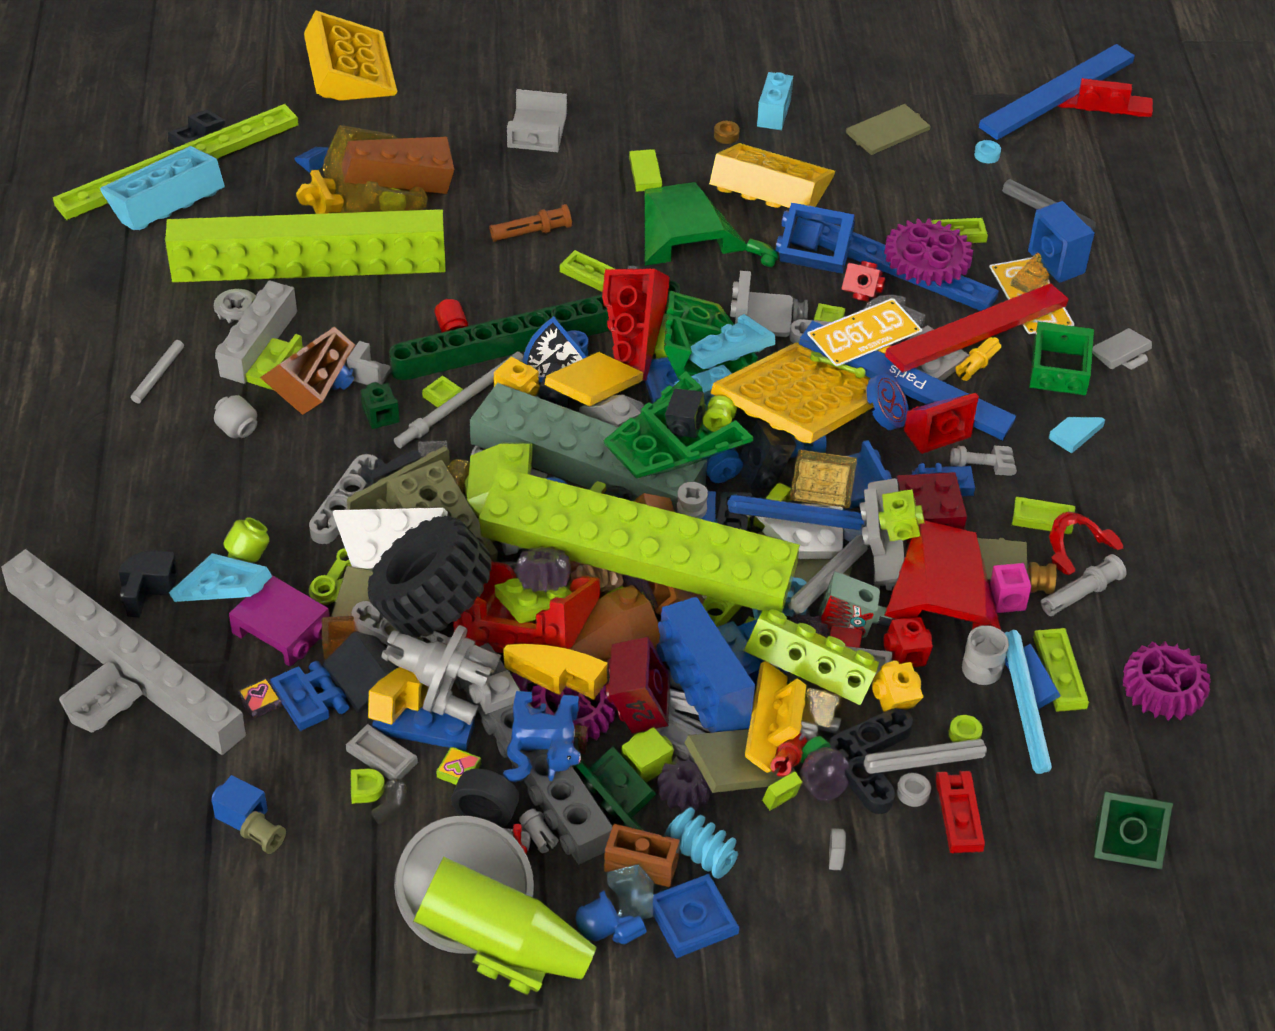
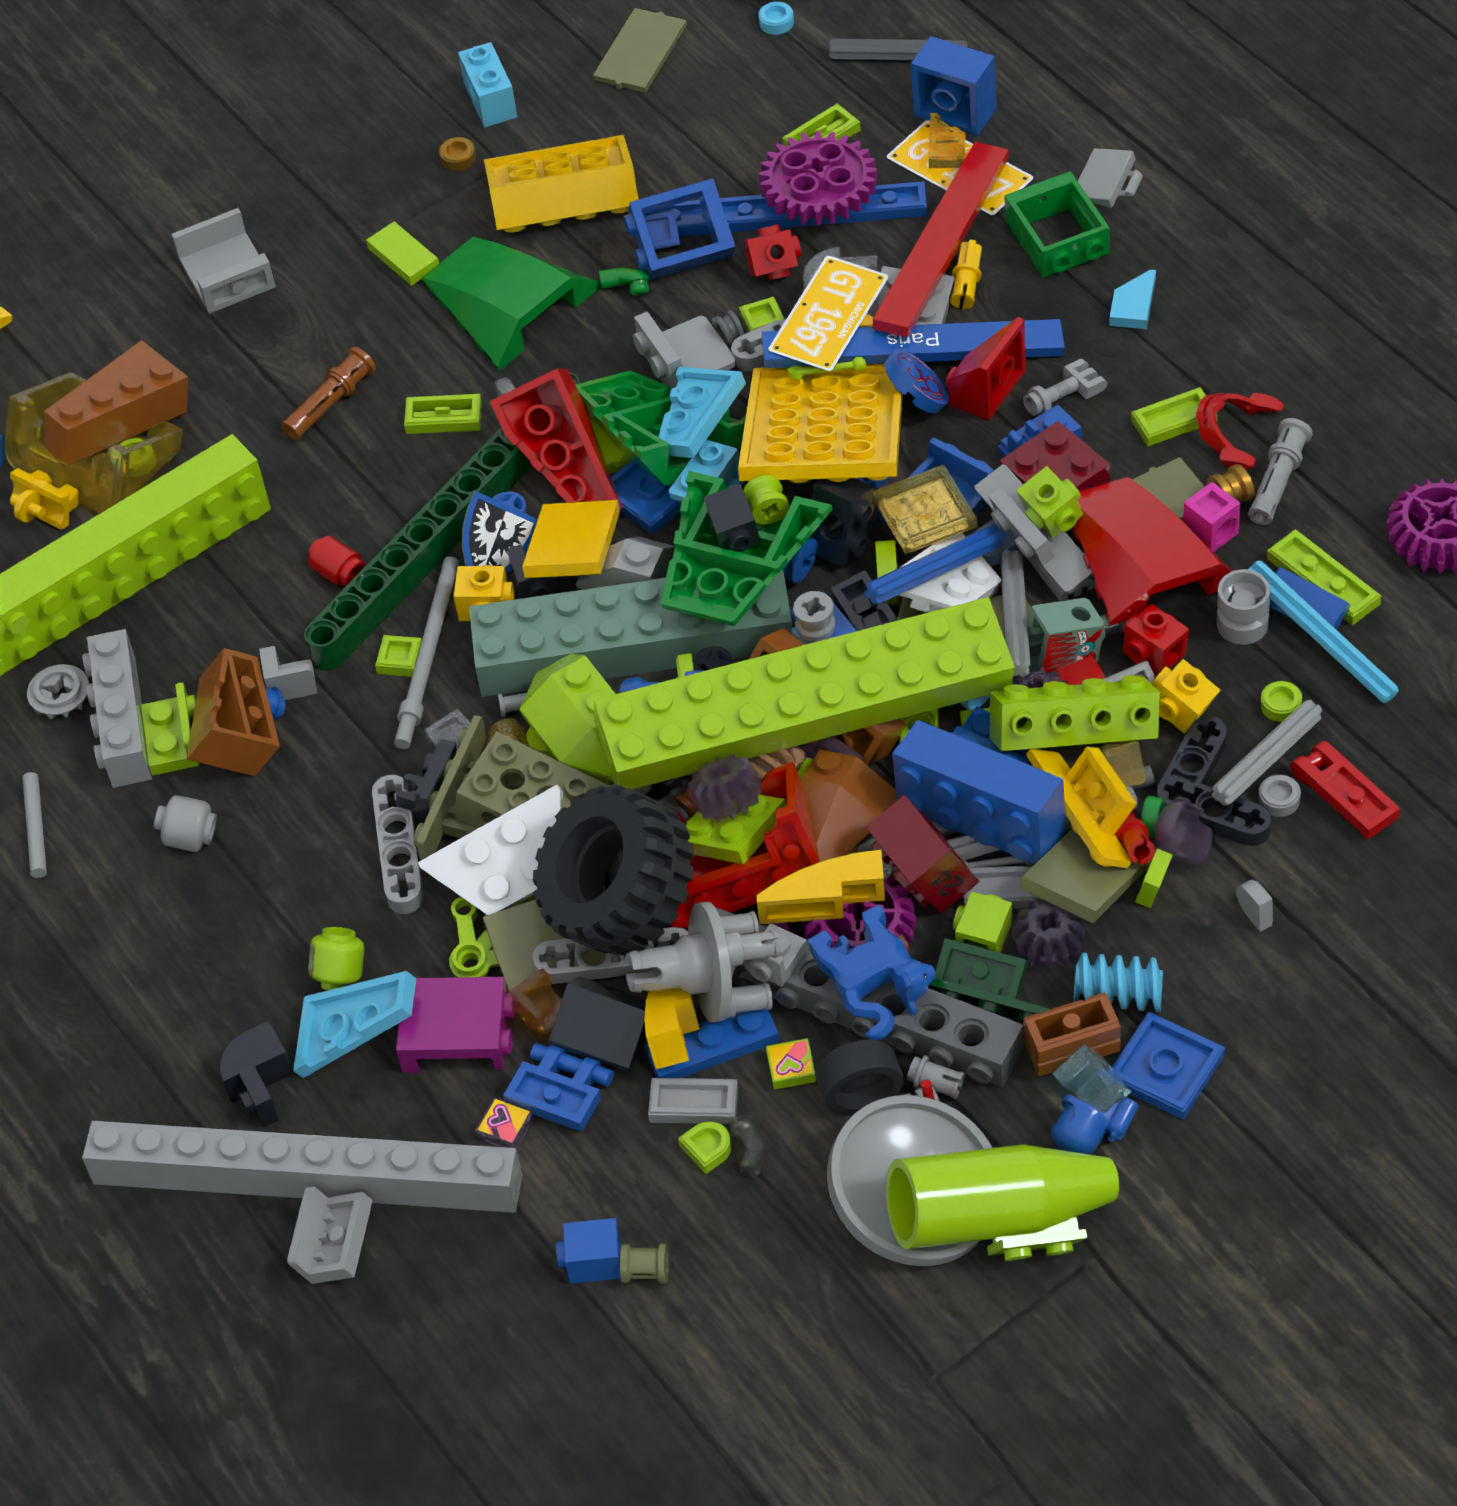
camera: 25 degrees left, 5 degrees up
(377, 398) = (342, 711): dark green brick -> none

